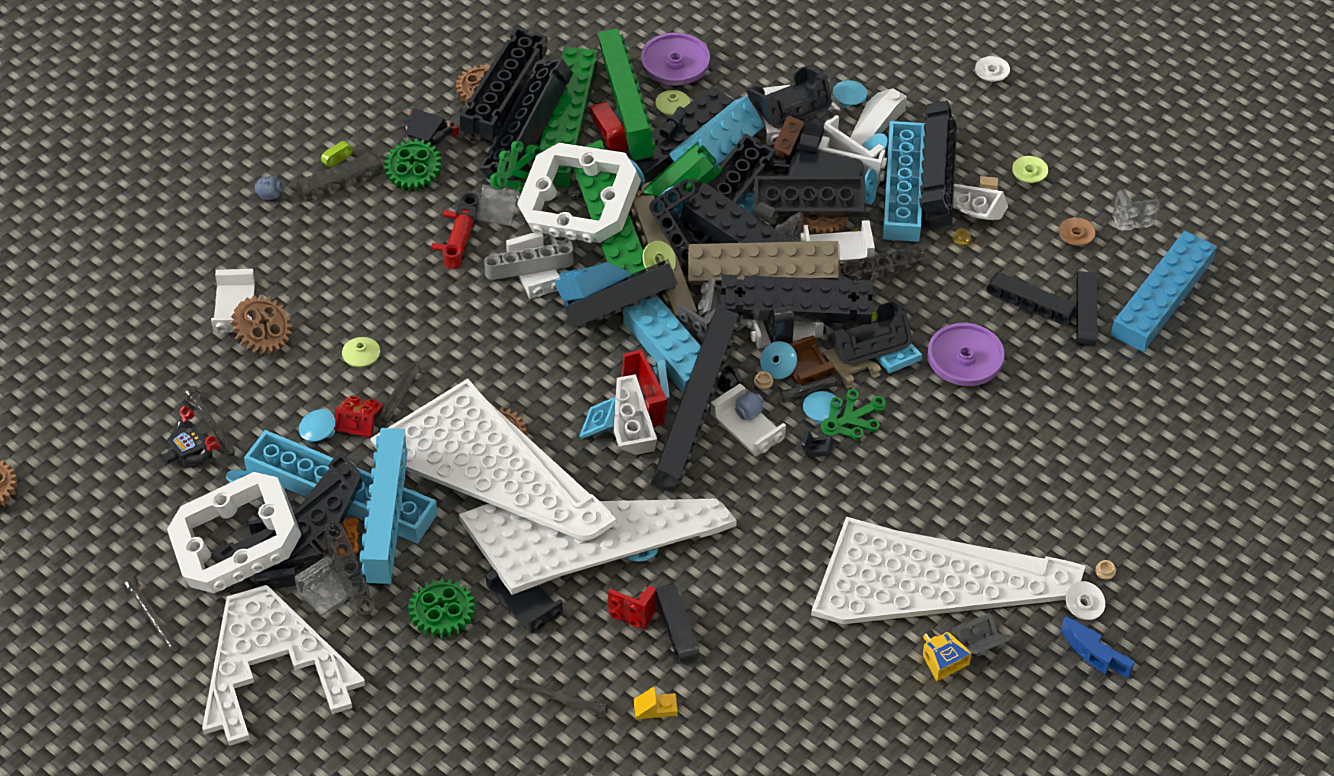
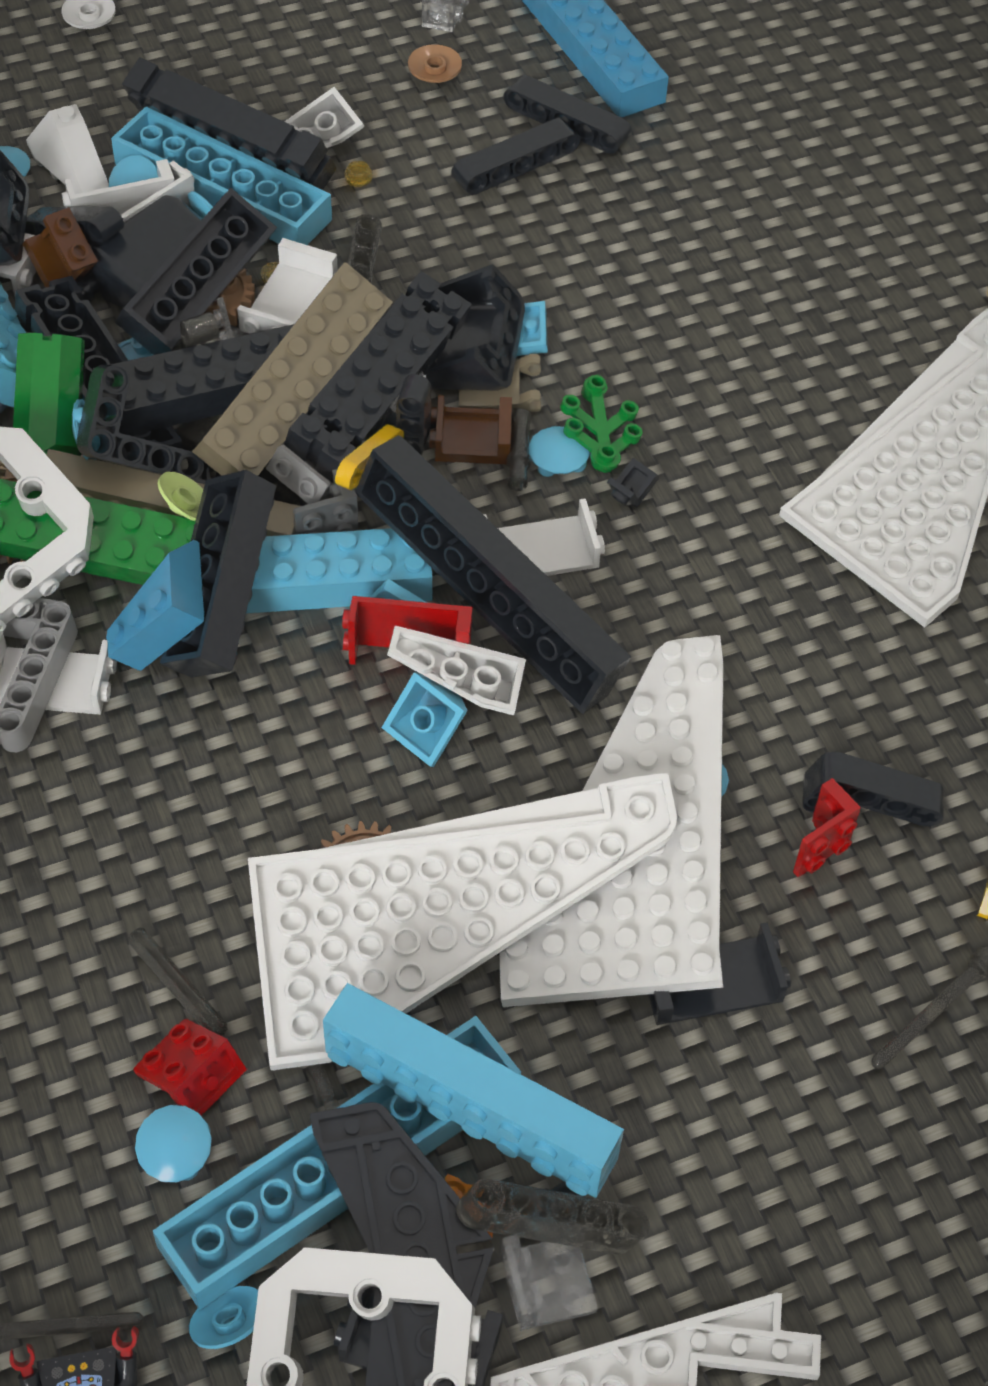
camera: 65 degrees left, 5 degrees up
(361, 352) = (43, 1021): yellowish green dish -> none
(441, 608) = (716, 1113): green gear -> none
(749, 406) = (517, 524): sand blue head -> none
(755, 324) = (353, 465): none -> yellow beam
(763, 380) = (473, 491): tan plate -> none
(786, 363) = (438, 451): medium azure dish -> none
(965, 354) = (575, 257): medium lavender dish -> none
(988, 183) = (286, 106): tan bracket -> none
(1030, 169) = (295, 56): yellowish green dish -> none

